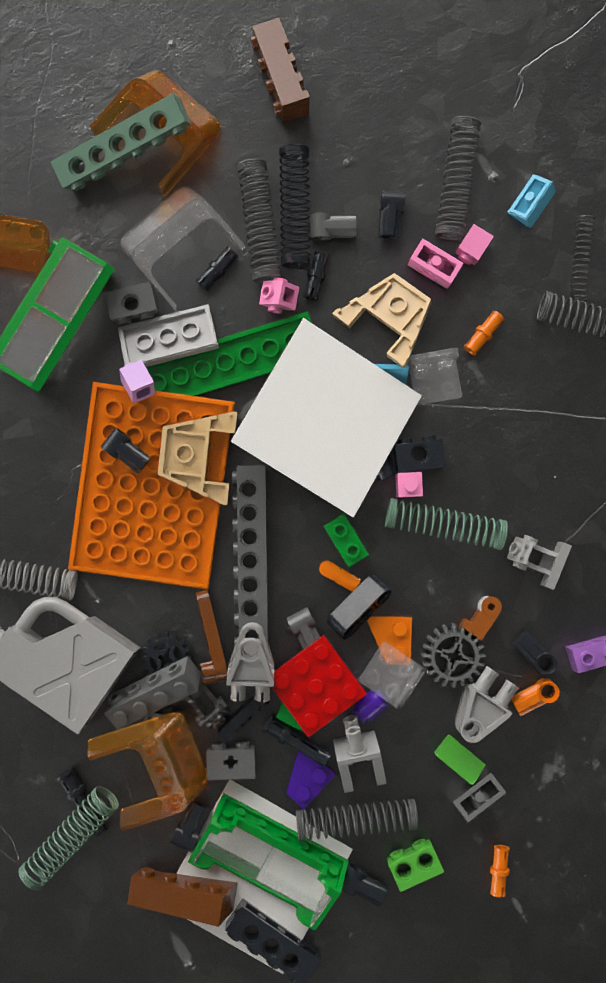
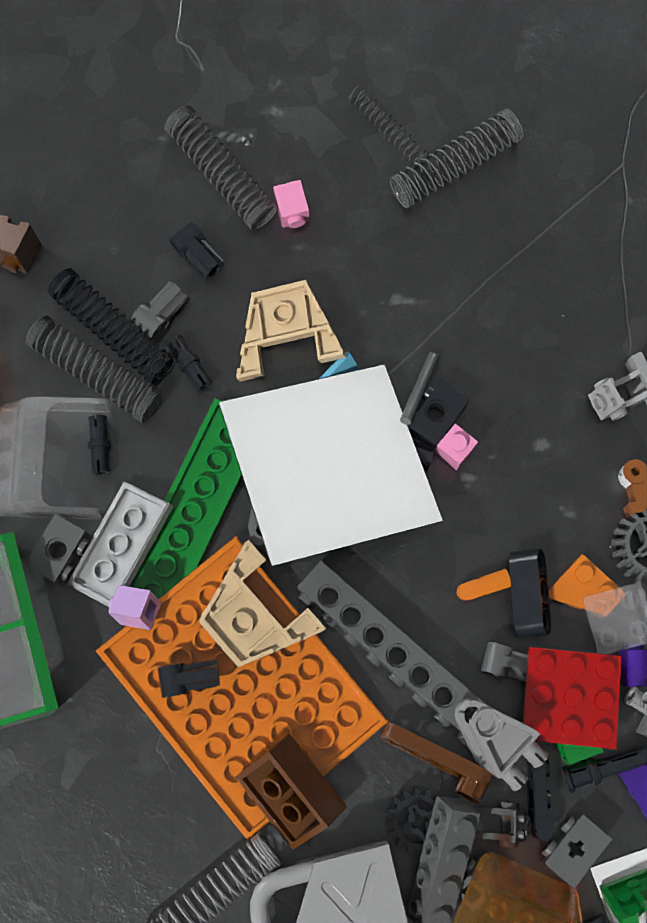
camera: 40 degrees left, 10 degrees down
(116, 570) = (291, 792): none -> reddish brown slope
(279, 295) = (176, 410): bright pink brick -> none
(346, 540) = (456, 549): green brick -> none
(426, 430) = (419, 388): none -> dark grey bar
(435, 263) = (277, 250): bright pink brick -> none
(435, 375) = (377, 337): clear bracket -> none
(484, 333) = (377, 263): orange pin -> none
(498, 534) = (470, 486): sand green piece -> none
(532, 200) = (298, 123): medium azure slope -> none

